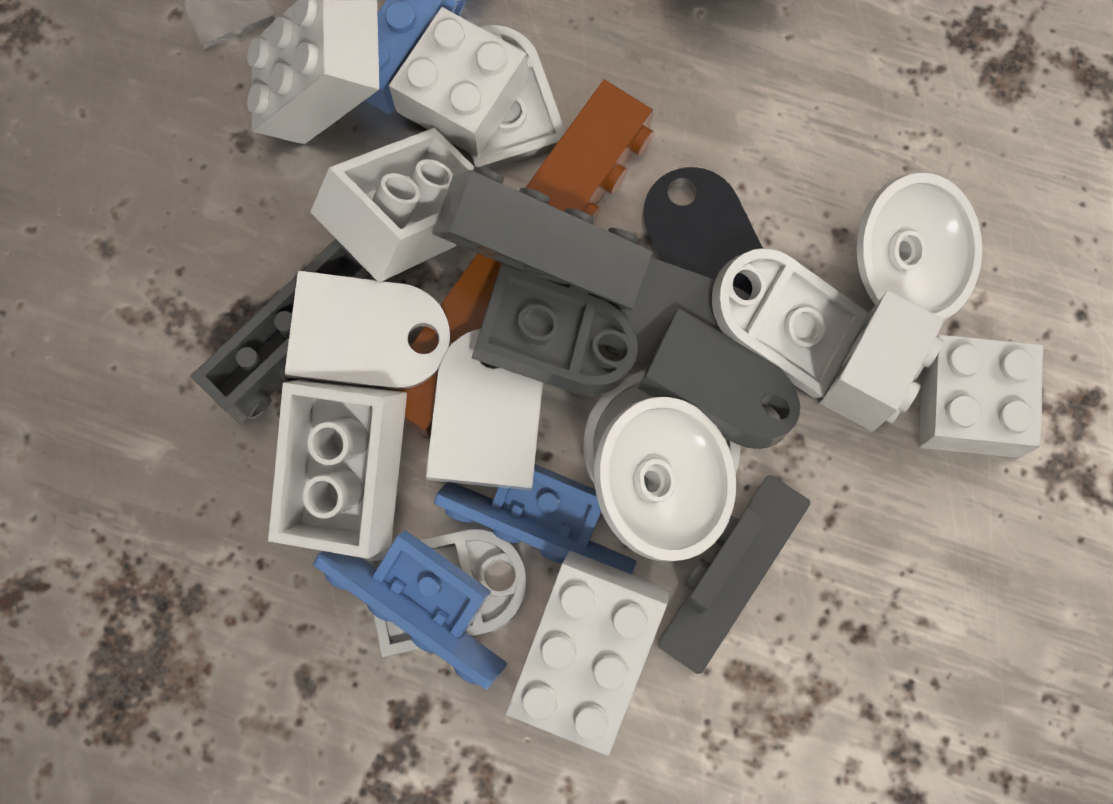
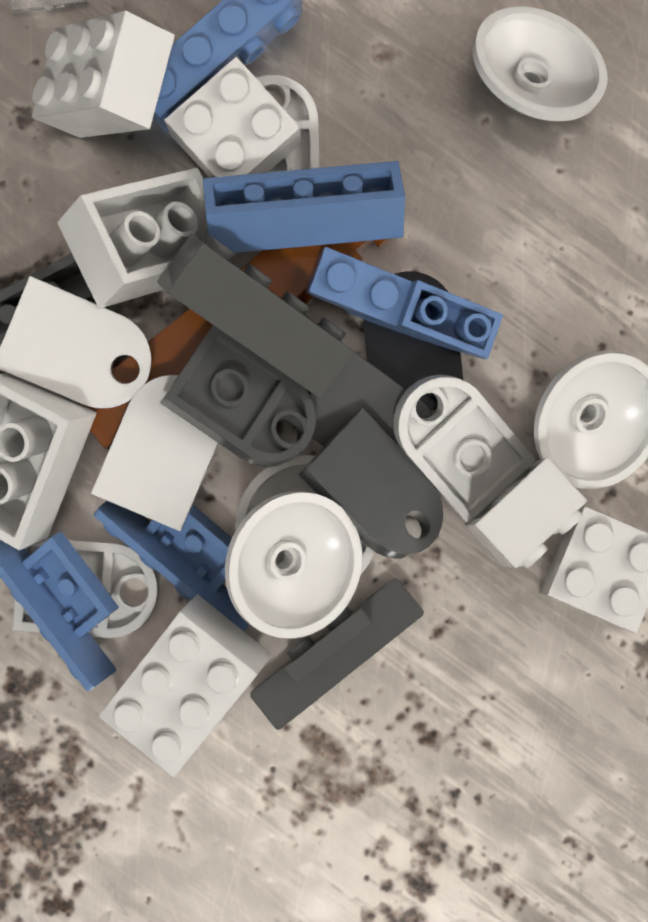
camera: 15 degrees right, 10 degrees up
(561, 120) = (306, 207): none -> medium blue brick
(685, 200) = (403, 304): none -> medium blue slope

